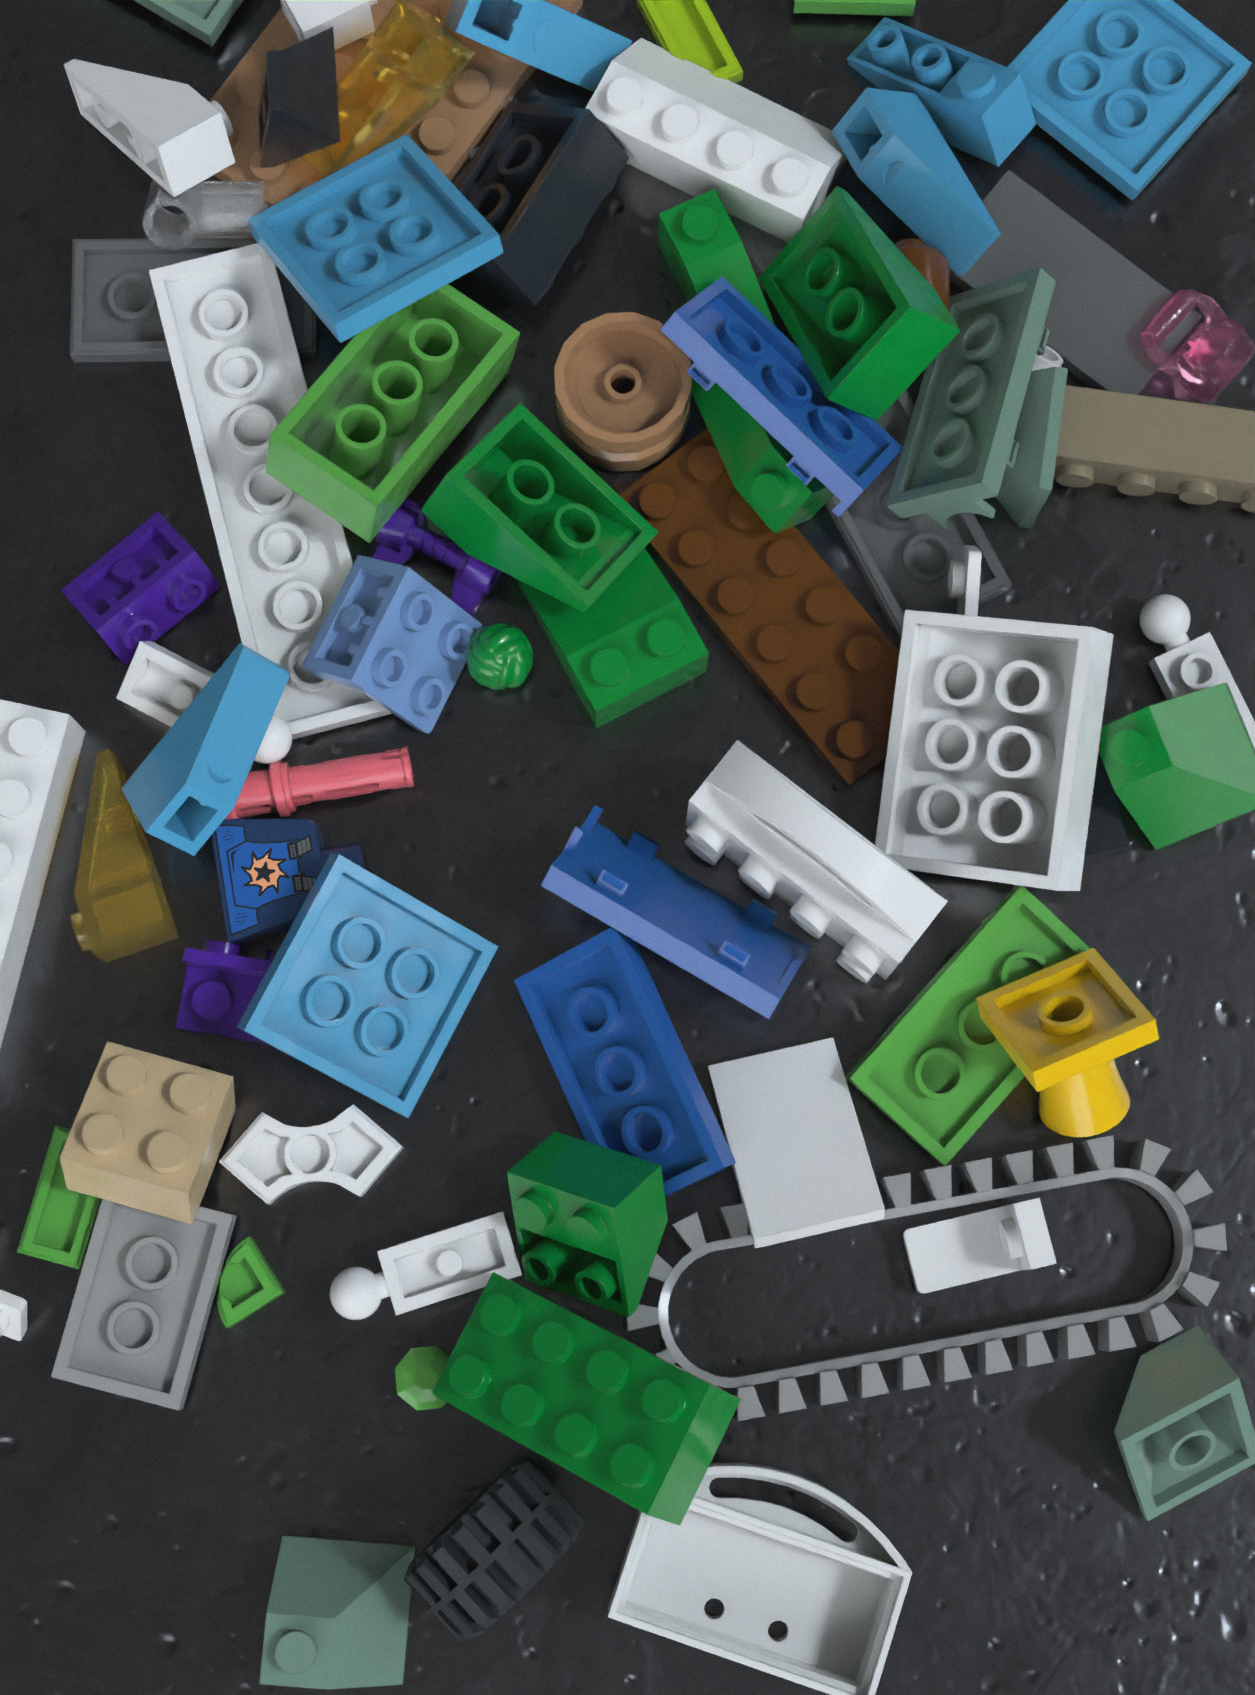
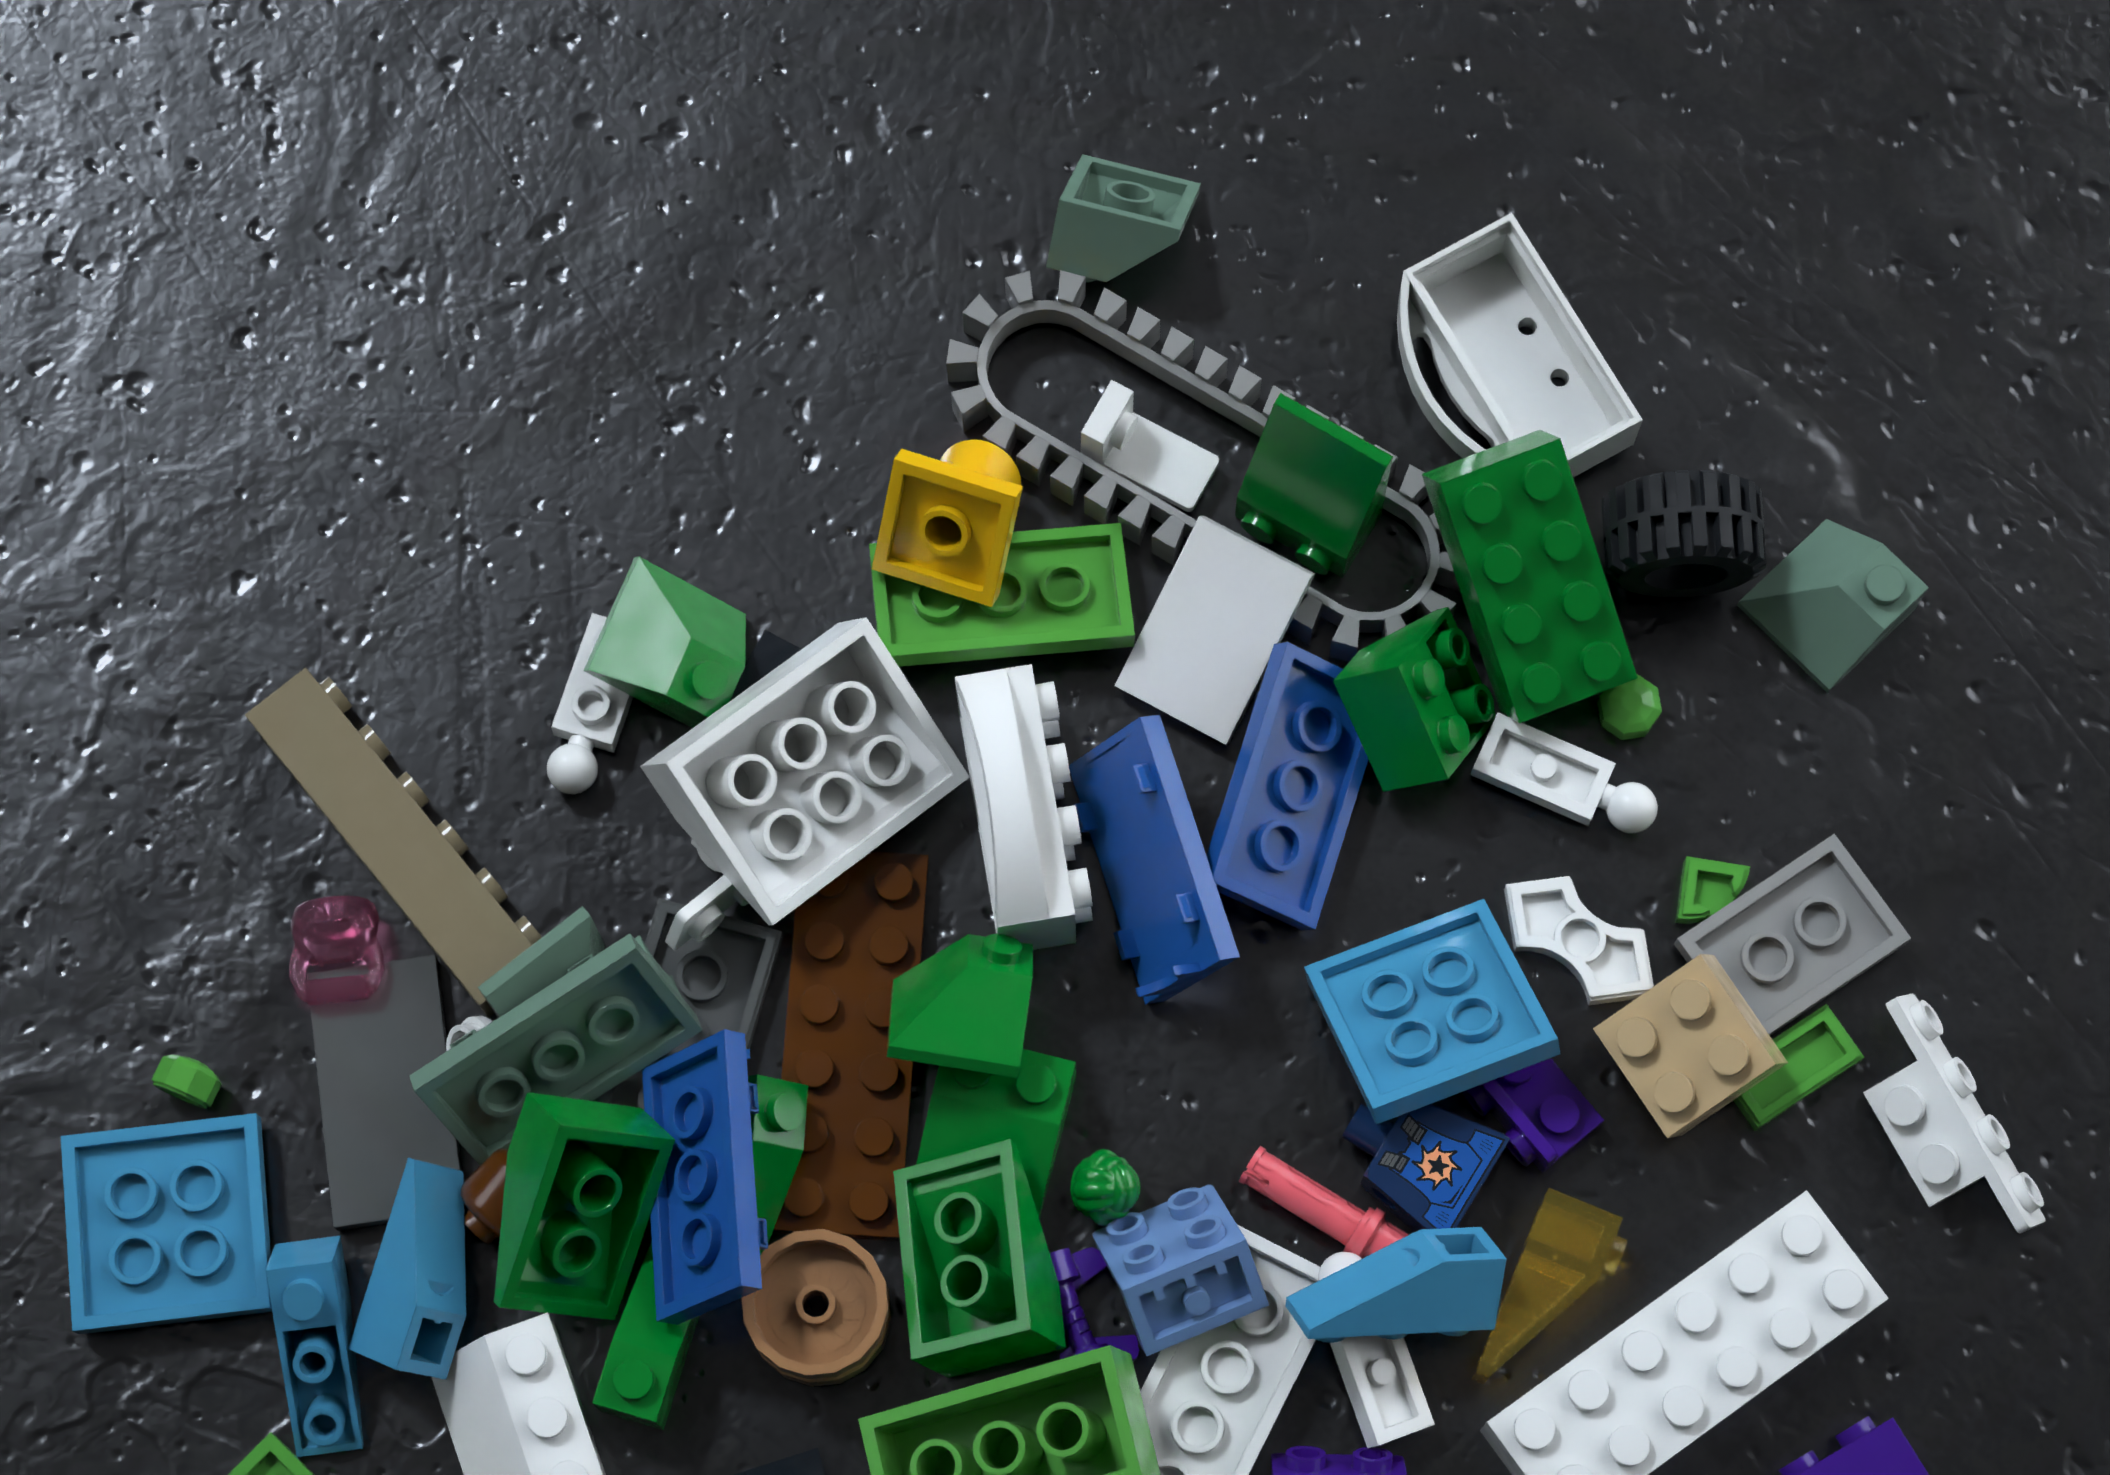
camera: 135 degrees left, 5 degrees down
(710, 669) = (964, 1006): none -> green slope
(819, 1313) = (1313, 488): none -> green slope
(1206, 173) = (187, 1080): none -> bright green tile

